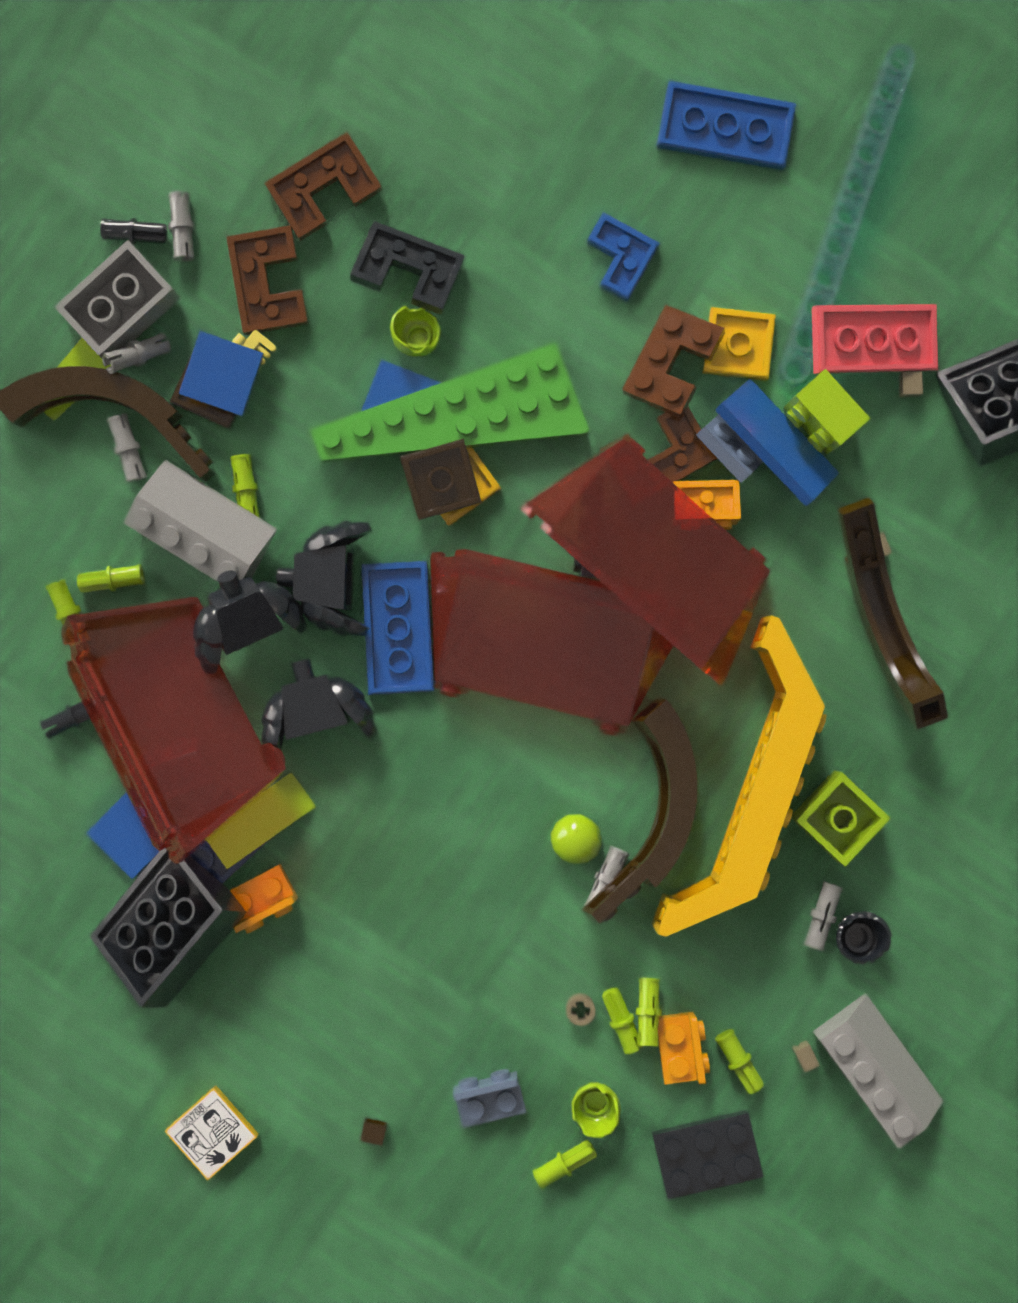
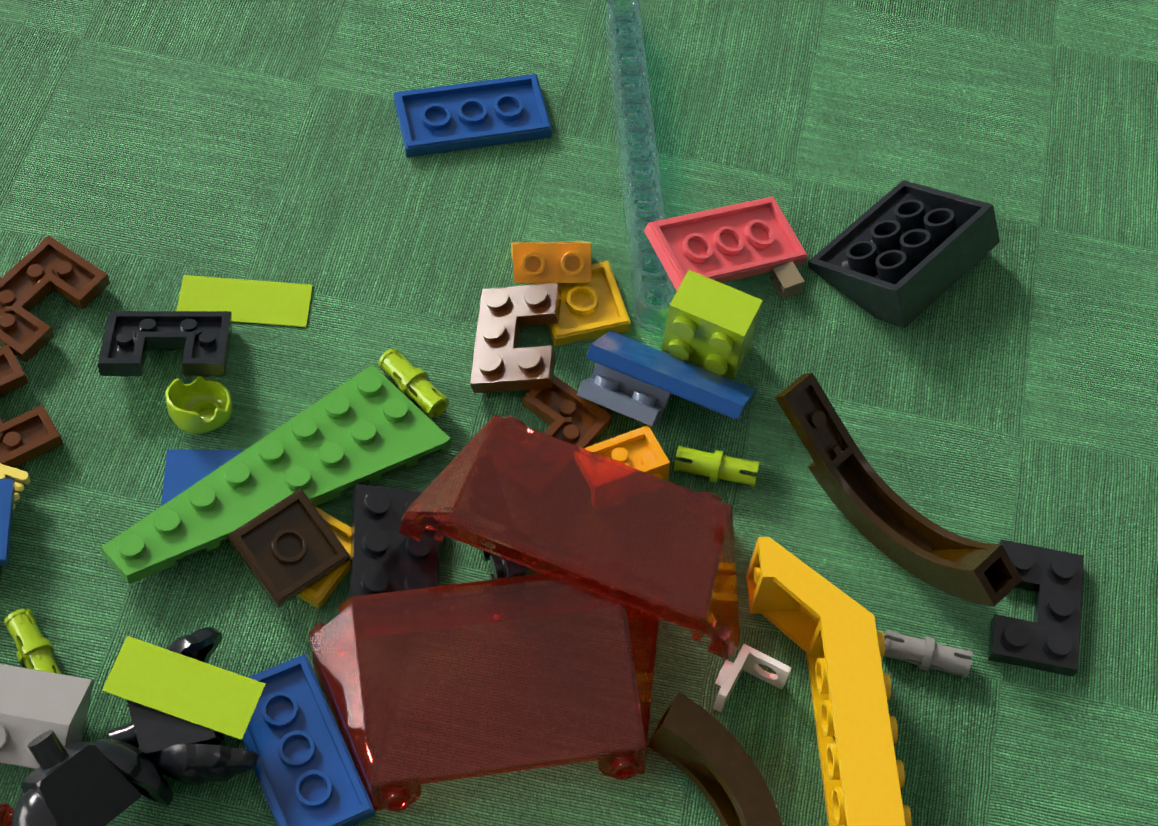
camera: 25 degrees left, 30 degrees down
(333, 565) = (184, 687): none -> lime sticker
(480, 242) = (248, 299): none -> lime sticker
(499, 519) = (380, 555): none -> black plate
(580, 370) = (413, 383): none -> lime pin
(630, 251) = (419, 254): blue tile -> none
(713, 691) = (748, 661): none -> white bracket
(729, 299) = (551, 262): none -> light orange bracket
(777, 527) = (716, 466): none -> lime pin
(840, 817) = (962, 759): lime brick -> none
(858, 729) = (927, 653): none -> light grey pin
(982, 716) = (1054, 635): none -> black plate

